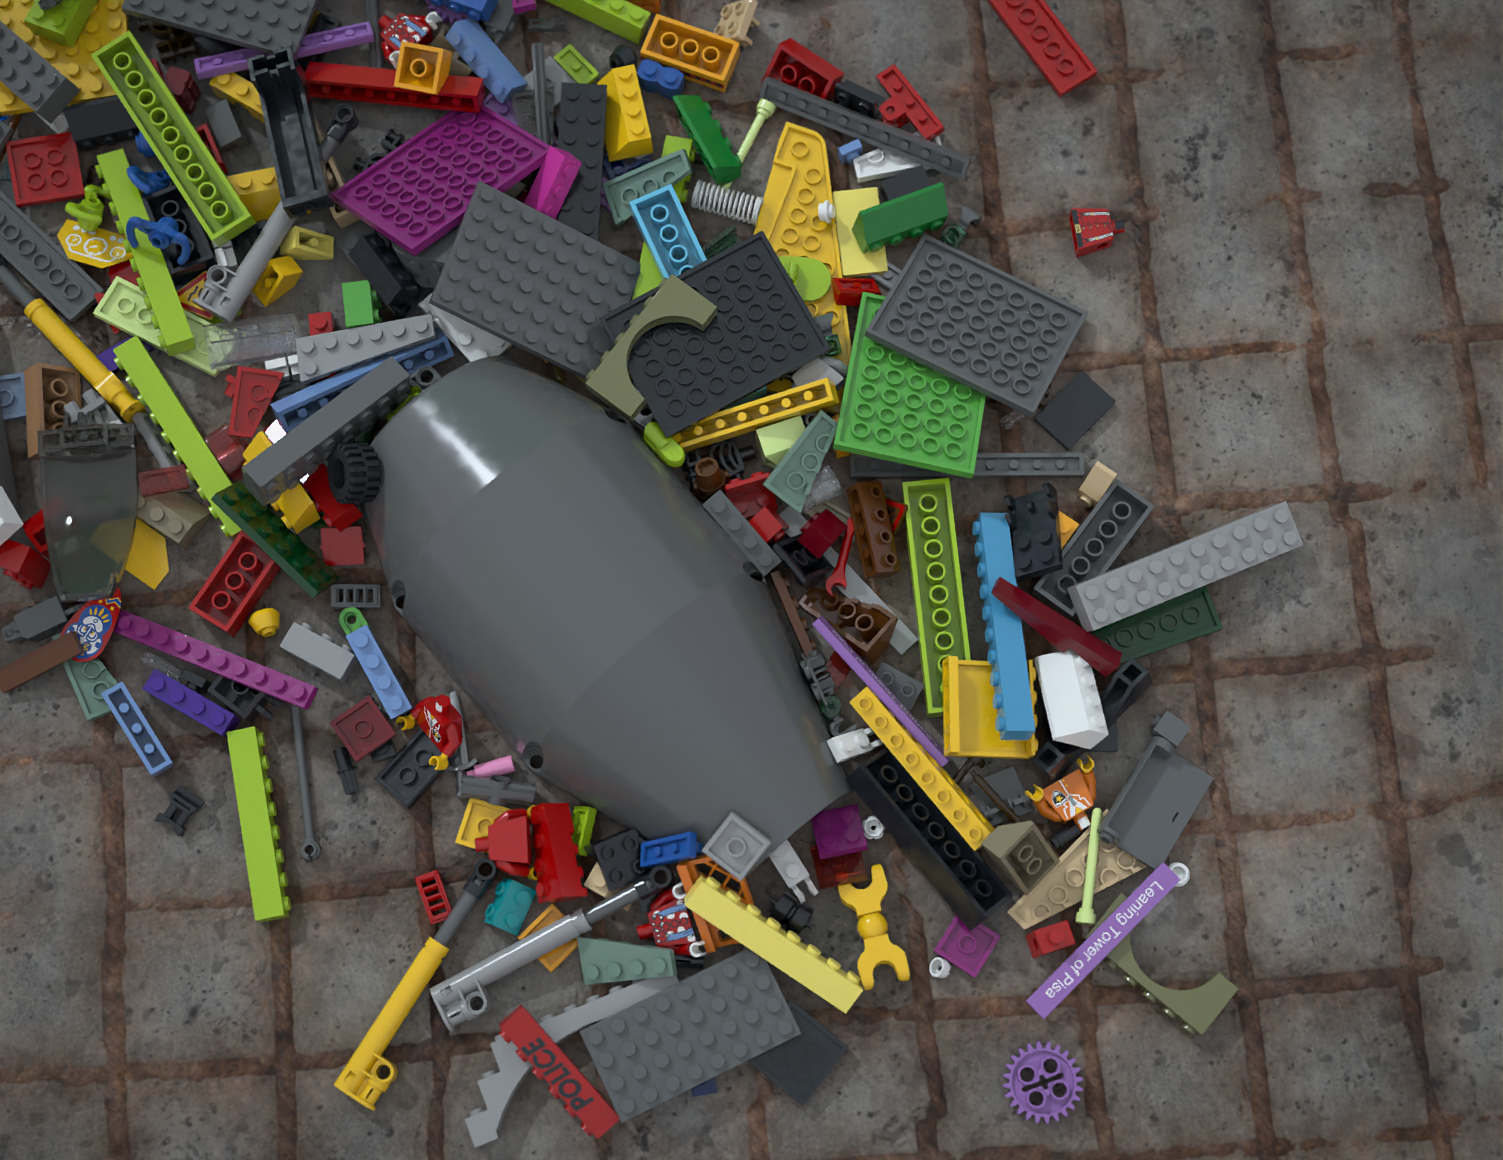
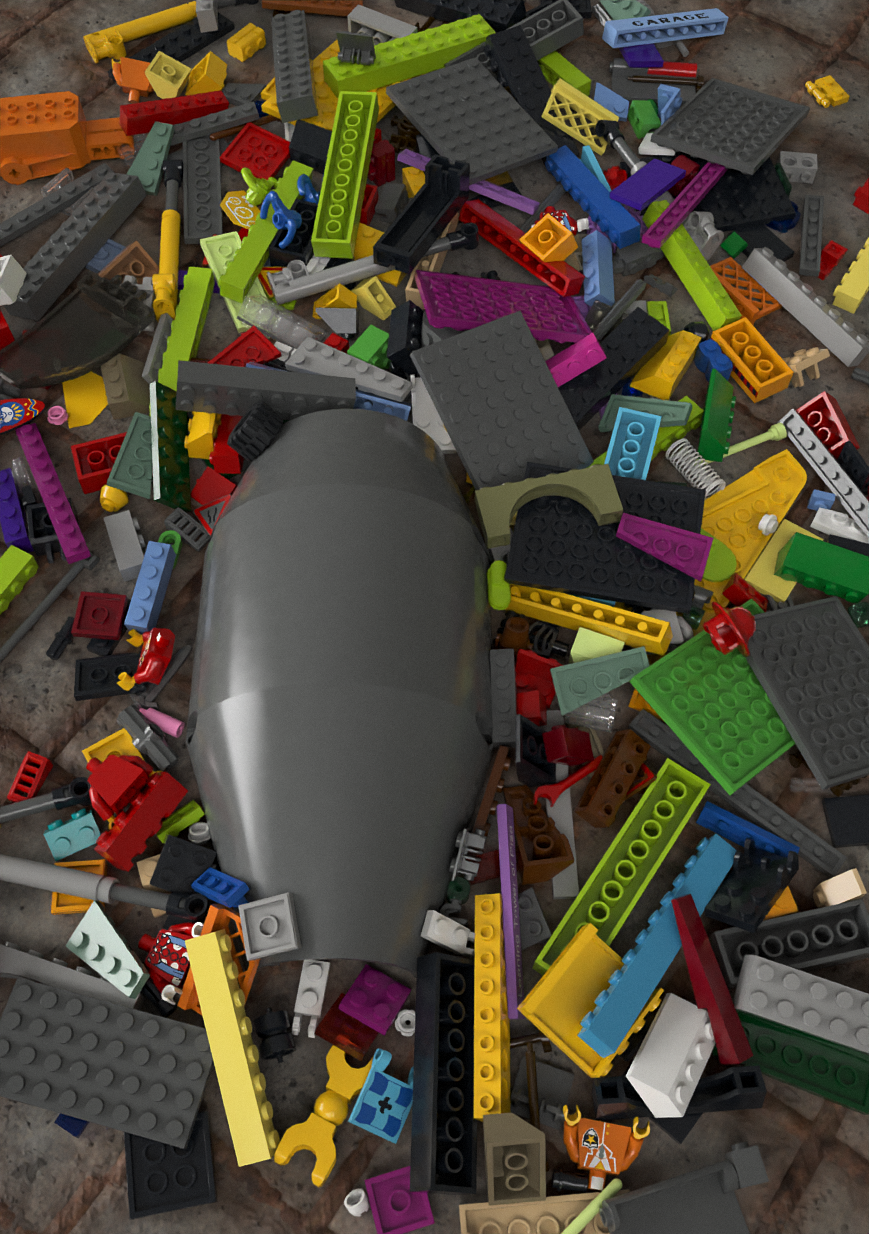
camera: 35 degrees right, 15 degrees down
(130, 583) = (57, 415): none -> bright pink plate
(163, 480) = (138, 360): clear red tile -> none
(263, 579) = (134, 461): none -> sand green wing
(302, 295) = (341, 320): none -> slope
(366, 567) = (210, 513): none -> piece
(604, 825) = (199, 833): none -> white plate
(774, 305) = (672, 545): none -> magenta wing
(874, 342) = (730, 629): none -> red helmet
(902, 890) = (383, 1100): none -> medium azure flag
(994, 494) = (738, 830): none -> blue plate

